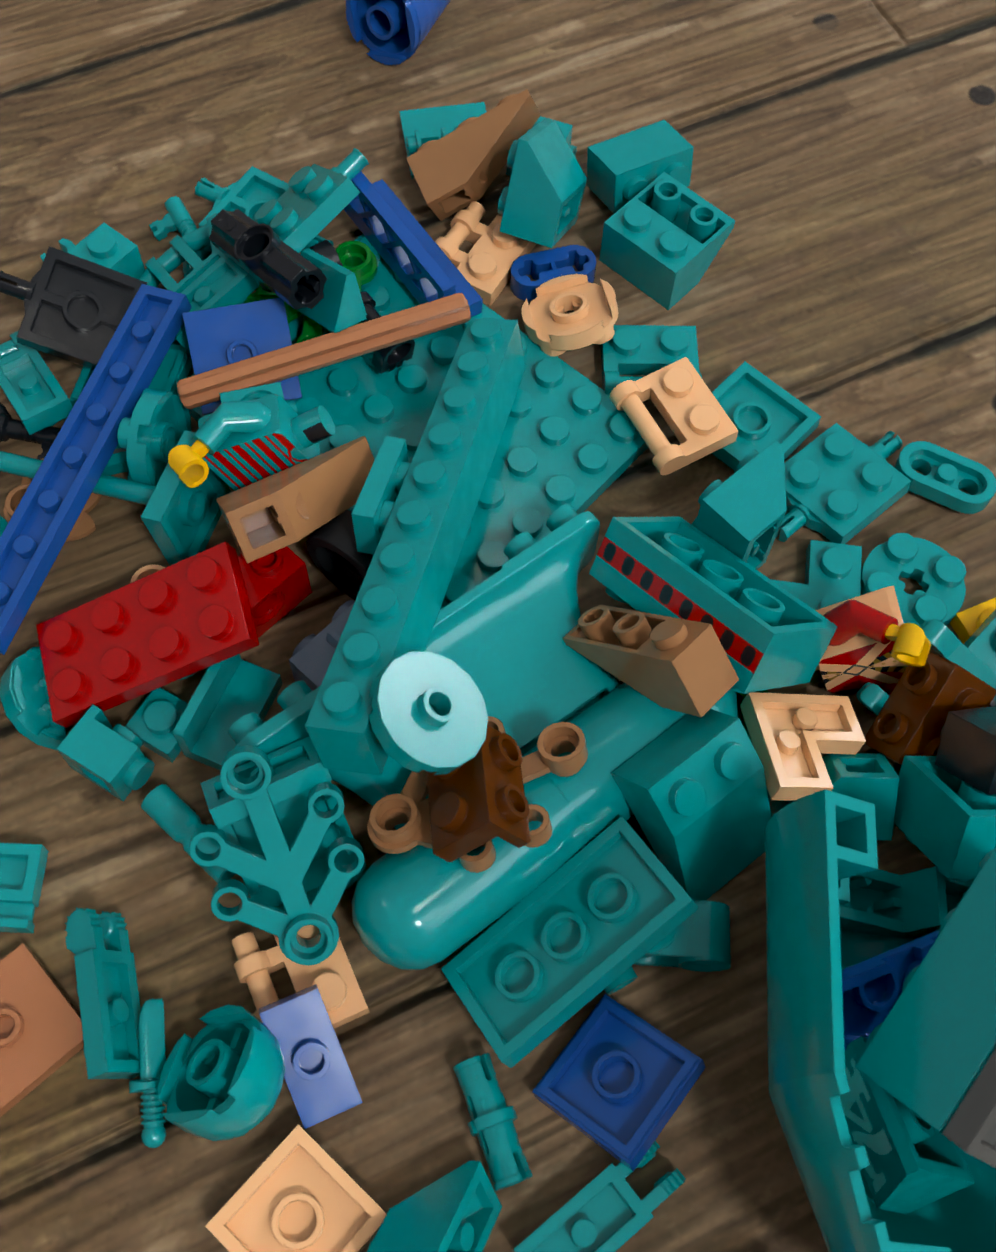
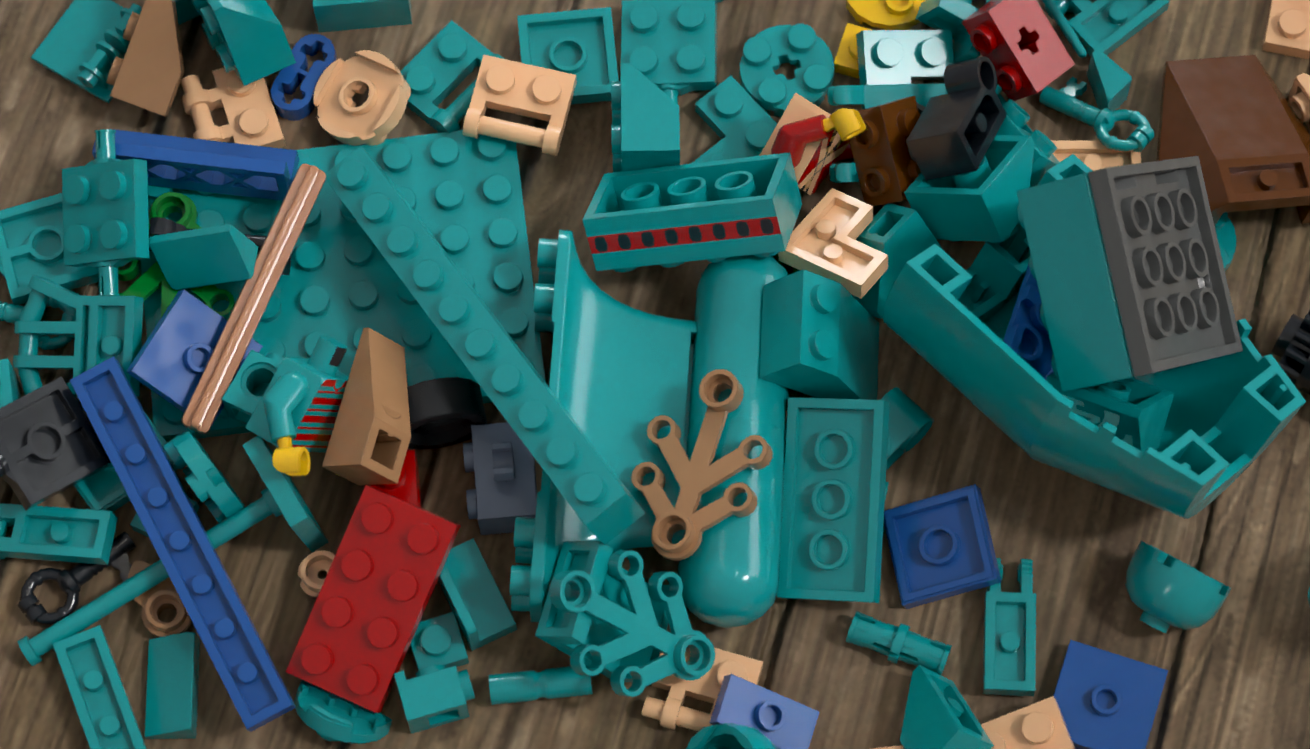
camera: 45 degrees left, 5 degrees up
(268, 259) = (172, 273): black piece -> none
(379, 493) = (430, 352): teal plate -> none
(410, 727) = (641, 445): plate -> none
(479, 800) = (704, 466): reddish brown bracket -> none
(658, 655) = (707, 282): medium nougat slope -> none

